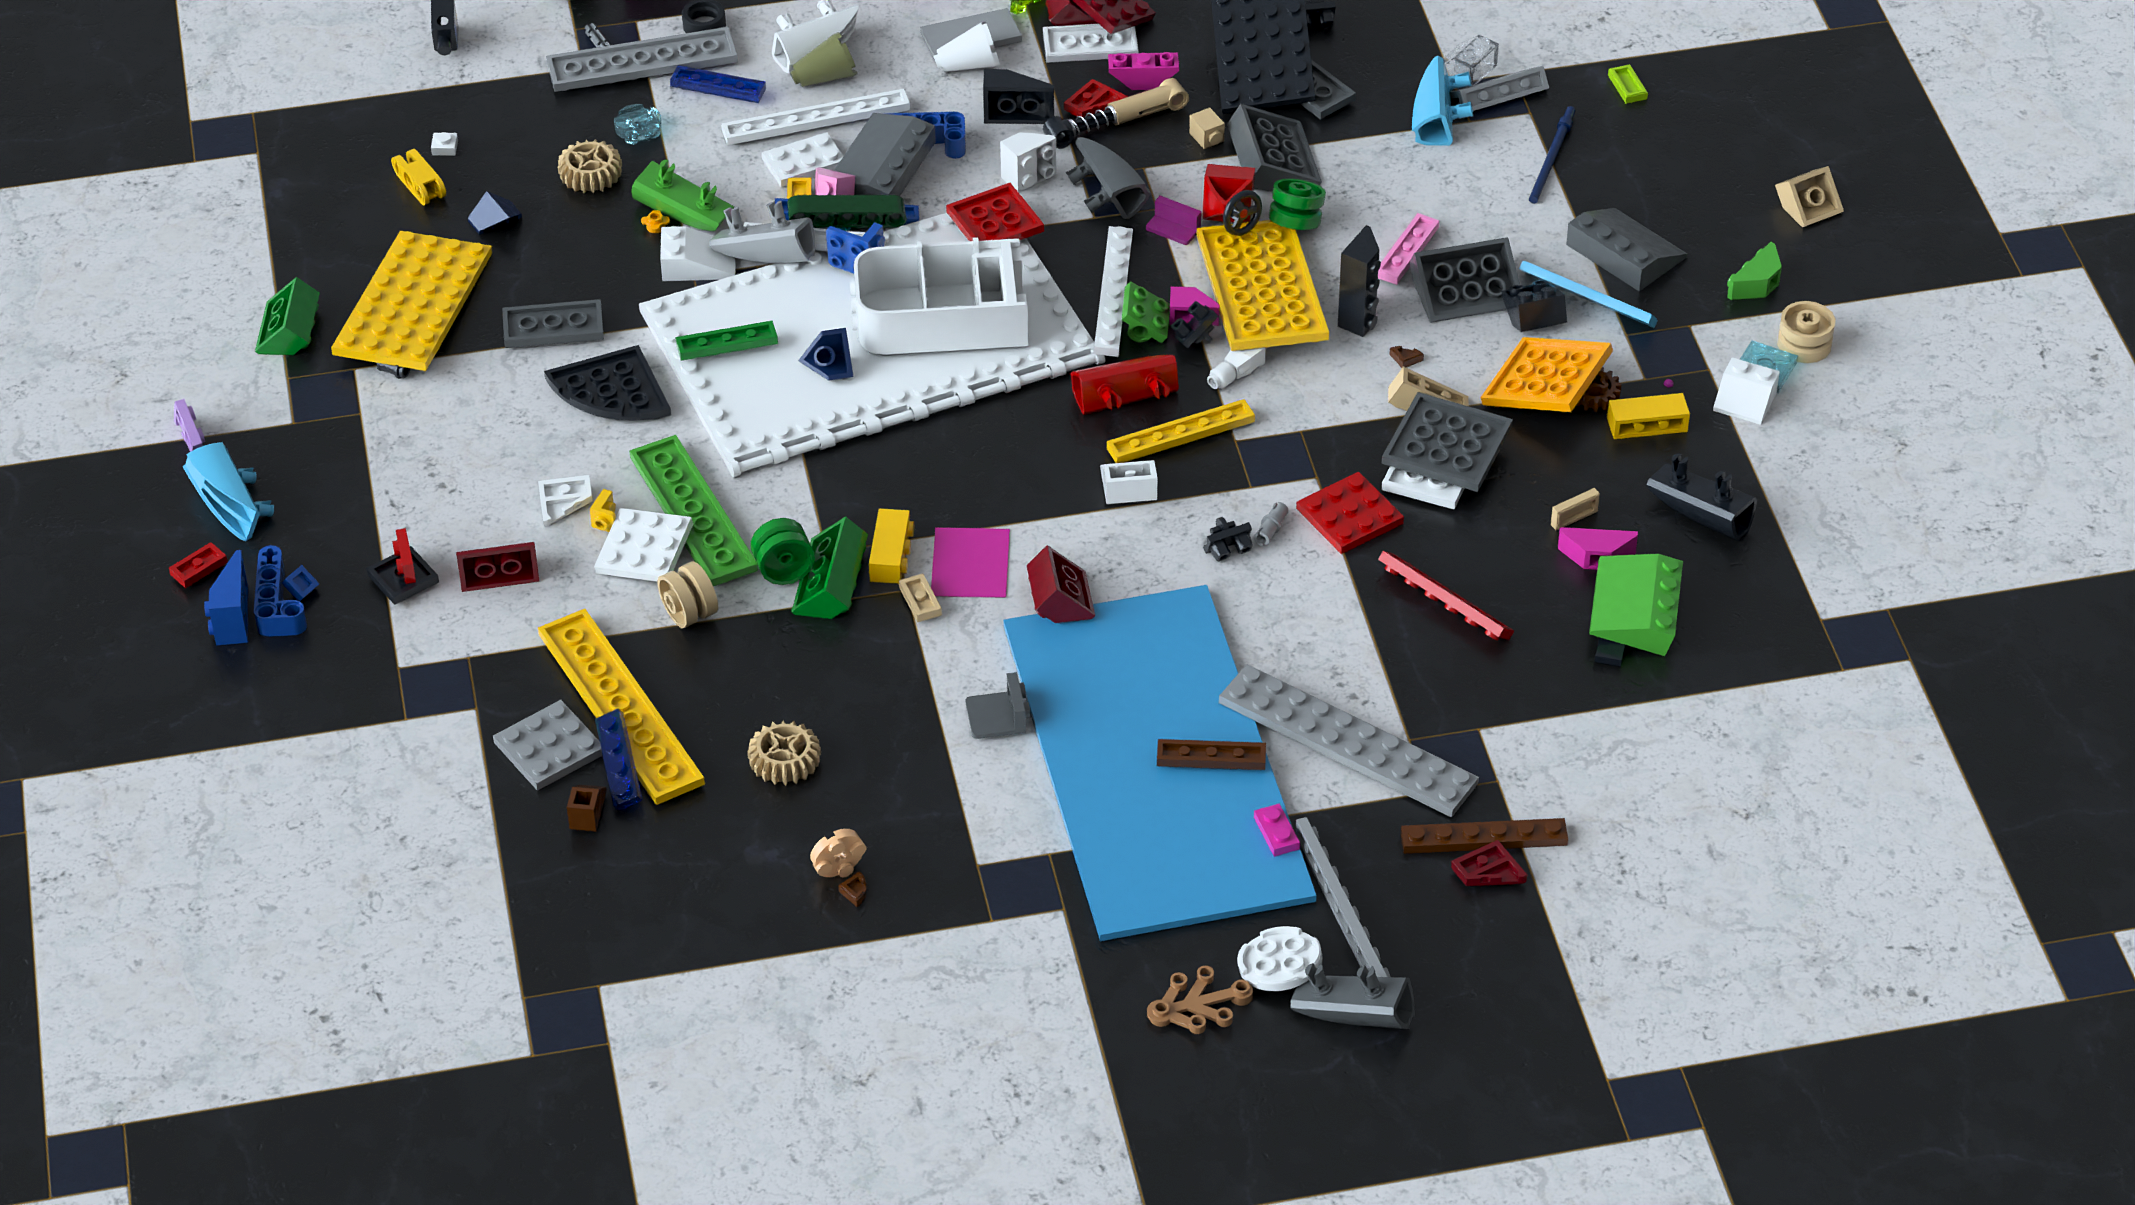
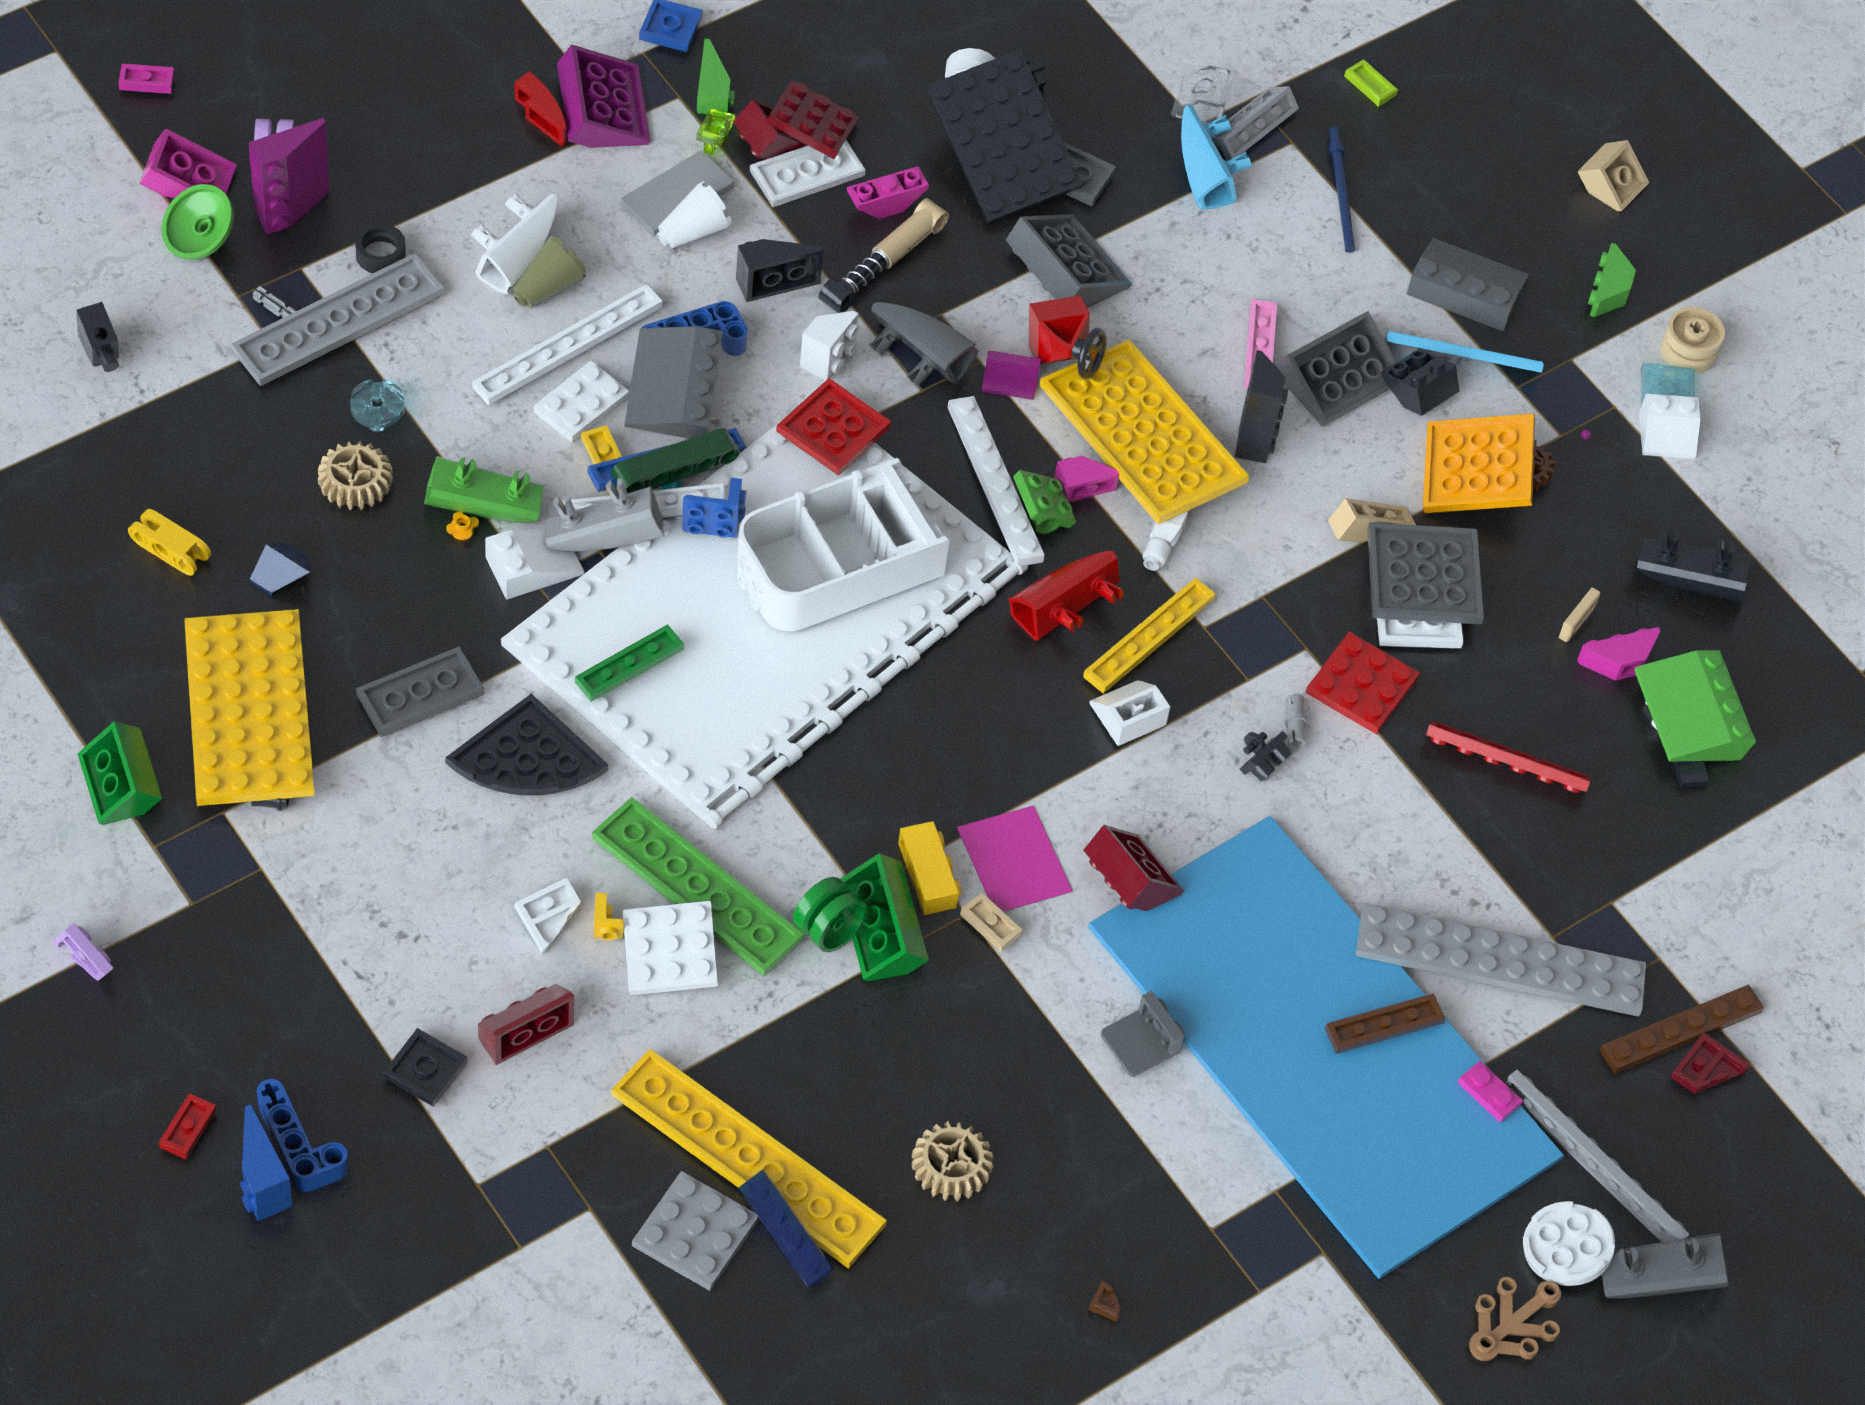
camera: 30 degrees left, 10 degrees up
(225, 490) = (173, 1023): medium azure piece -> none
(300, 583) = (318, 1114): blue plate -> none
(402, 549) = (430, 1054): red plate -> none
(444, 144) = (172, 488): white plate -> none
(585, 807) = (781, 1296): reddish brown slope -> none
(687, 594) = (757, 1000): tan wheel -> none
(718, 84) = (439, 329): clear blue plate -> none
(829, 355) = (751, 651): dark blue slope -> none
(833, 182) = (637, 430): bright pink slope -> none
(838, 853) = (1077, 1275): light nougat plate -> none
(1090, 98) = (851, 244): red wing -> none
(1198, 327) = (1105, 502): black hips -> none
(1207, 128) = (987, 250): tan brick -> none
(1297, 204) = (1133, 323): green wheel -> none
(1406, 357) = (1321, 475): reddish brown tile -> none
(1648, 416) = (1592, 482): yellow brick -> none

